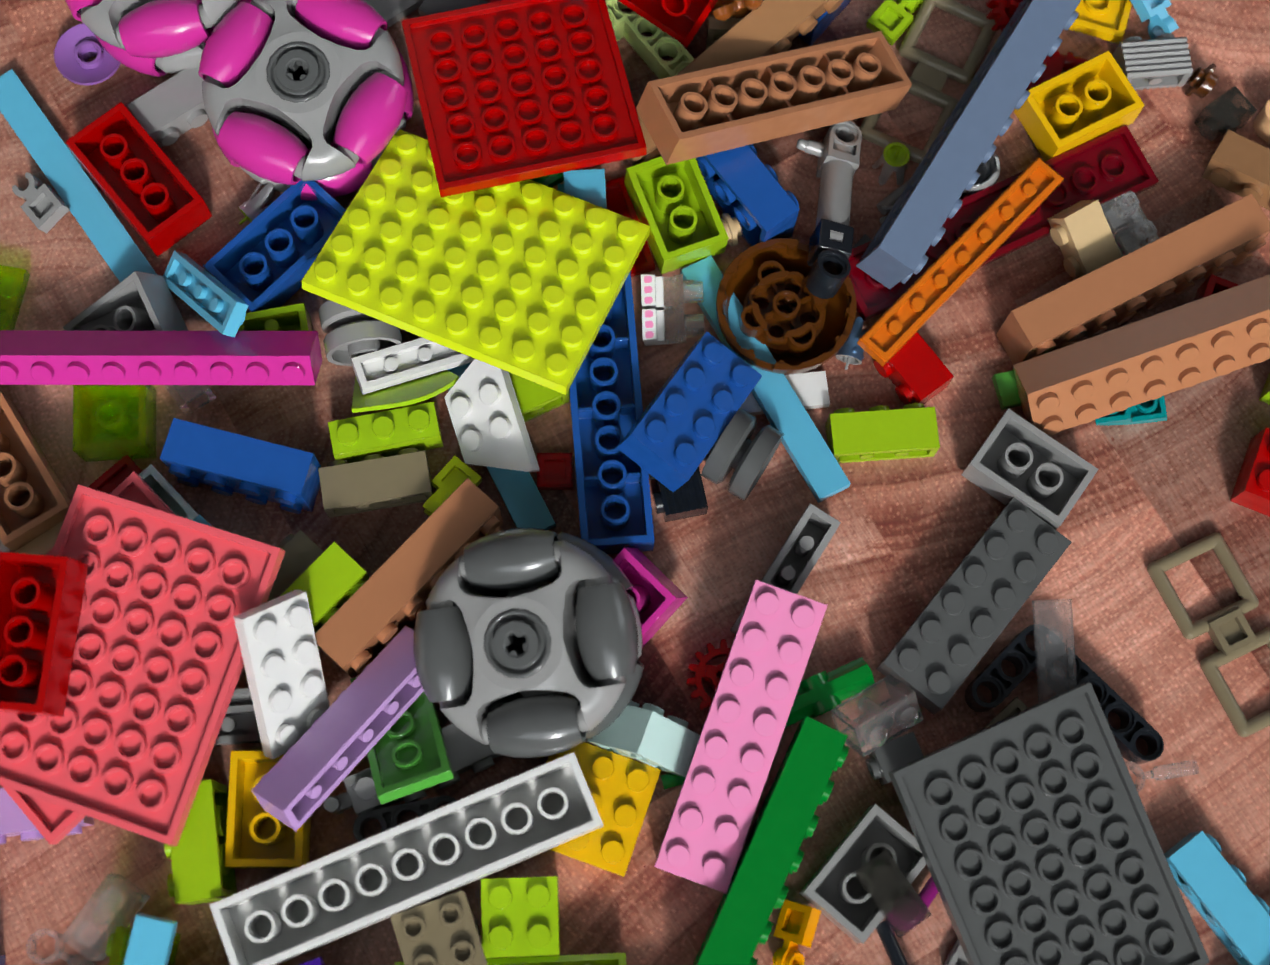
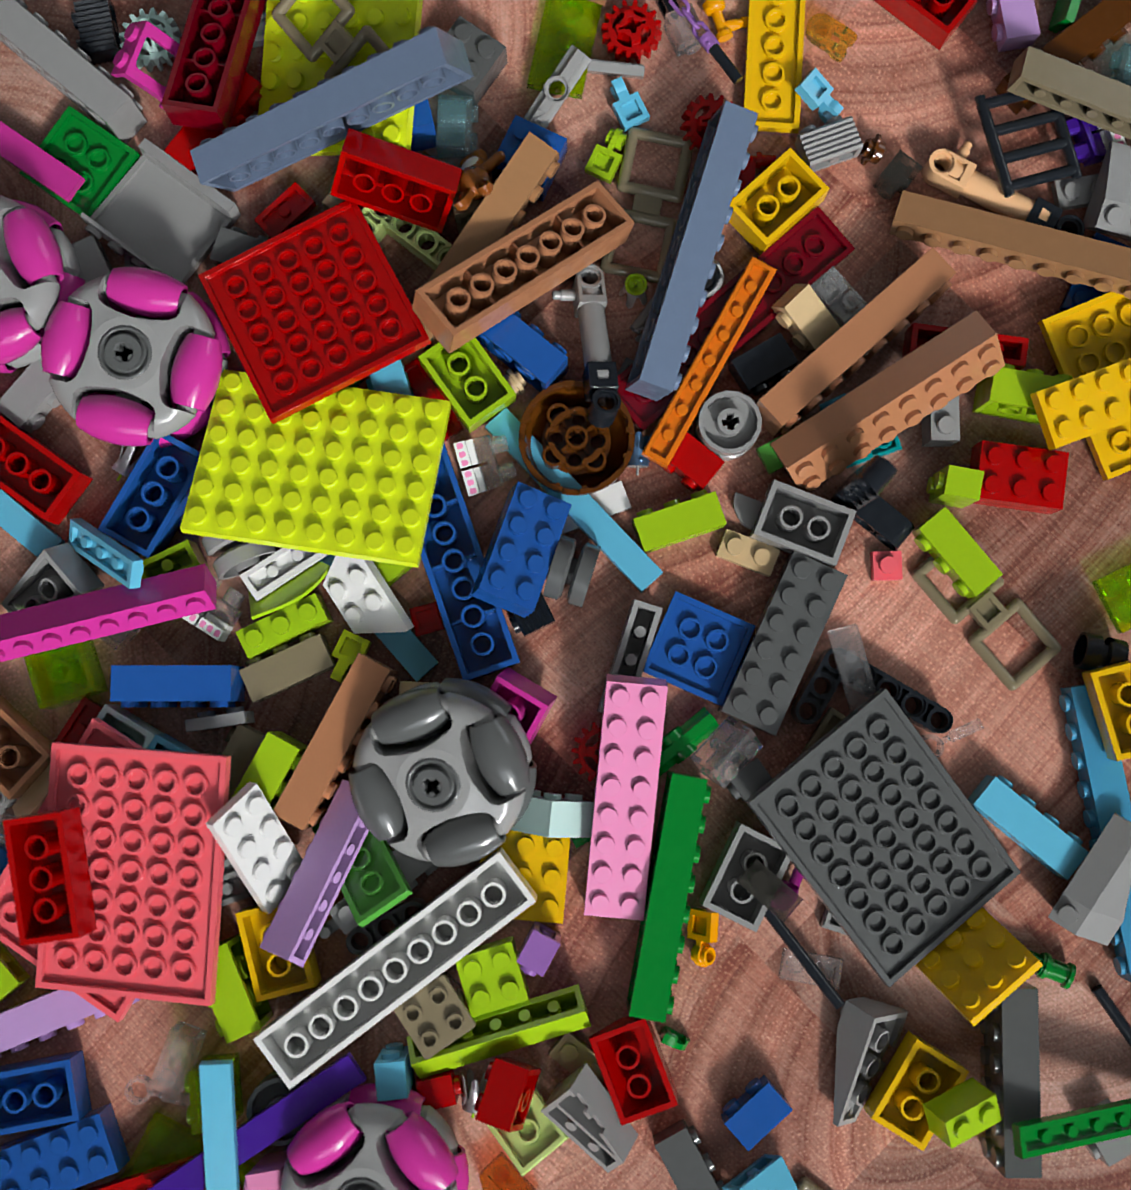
camera: 10 degrees left, 10 degrees up
(277, 522) = (210, 720): none -> light grey plate
(310, 404) = (220, 621): none -> hips
(586, 895) = (538, 949): none -> medium lavender brick
(871, 586) = (698, 648): none -> blue plate
(955, 492) = (747, 552): none -> tan plate
(965, 441) = (746, 509): none -> light grey tile
(968, 336) = (733, 409): none -> light grey wheel
(1020, 280) = (762, 365): none -> black brick
(1116, 480) = (873, 513): none -> black beam
(1119, 549) = (886, 565): none -> coral plate
(1207, 551) = (956, 554): none -> lime brick
(1220, 401) = (942, 426): none -> light grey brick
(1222, 473) = (955, 486): none -> lime brick

